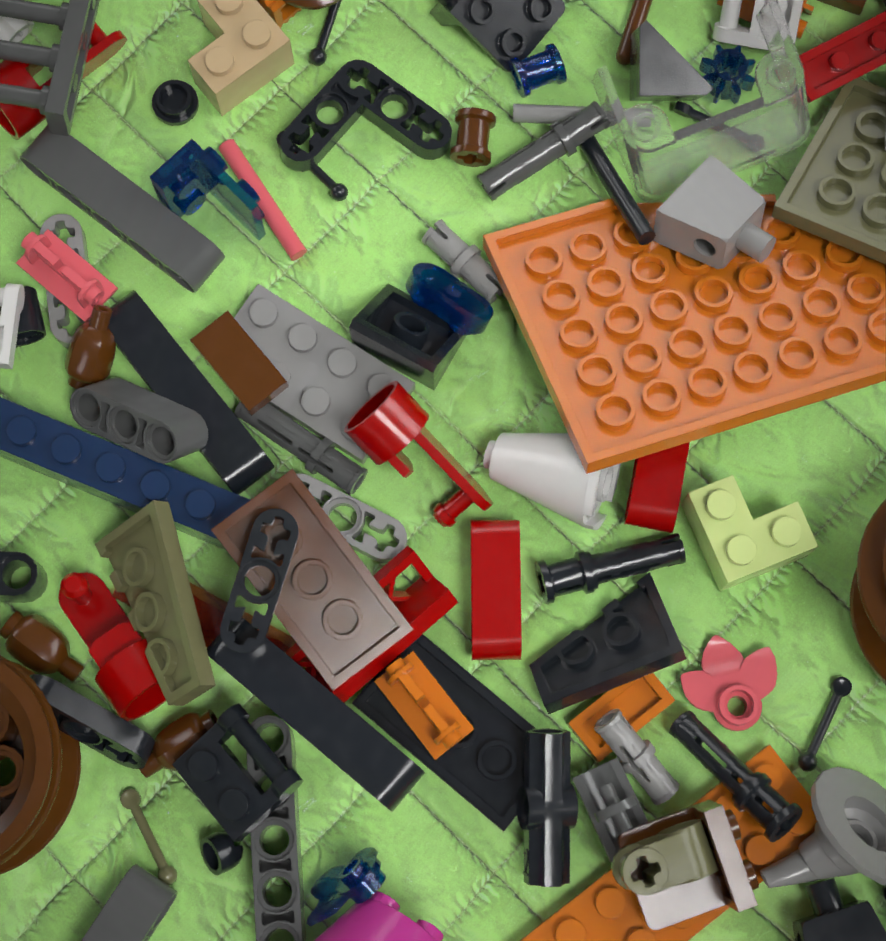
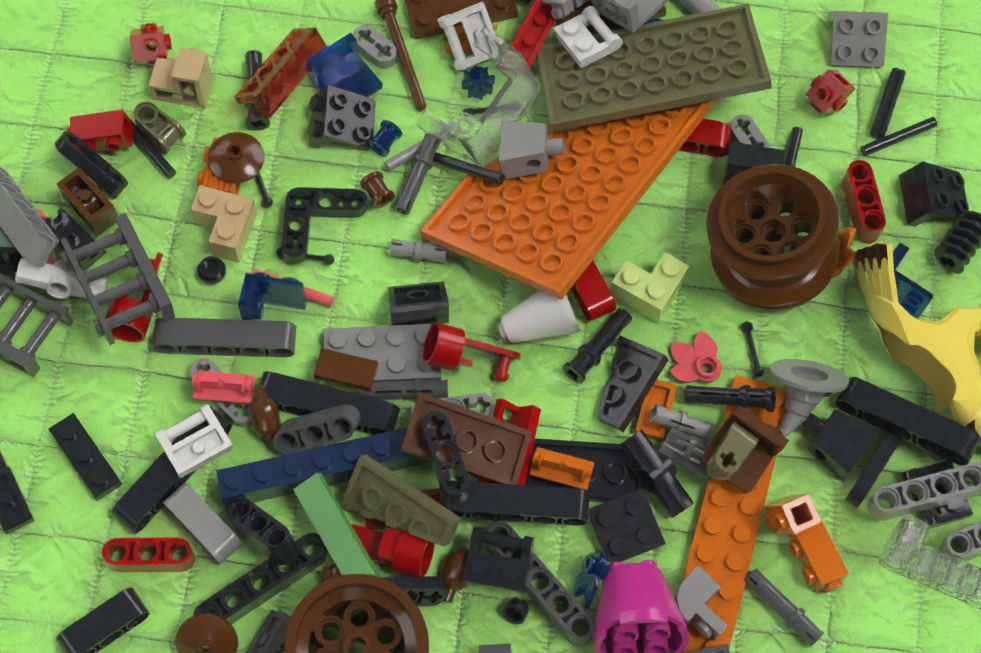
camera: 40 degrees left, 10 degrees down
(56, 579) = (334, 527): none -> bright green tile
(131, 800) = (451, 620): olive hinge -> none
(449, 299) = (433, 272): clear blue plate -> none
(451, 848) = (626, 526): none -> black plate
(495, 590) = (553, 392): red beam -> none
(660, 70) = (447, 97): slope -> none

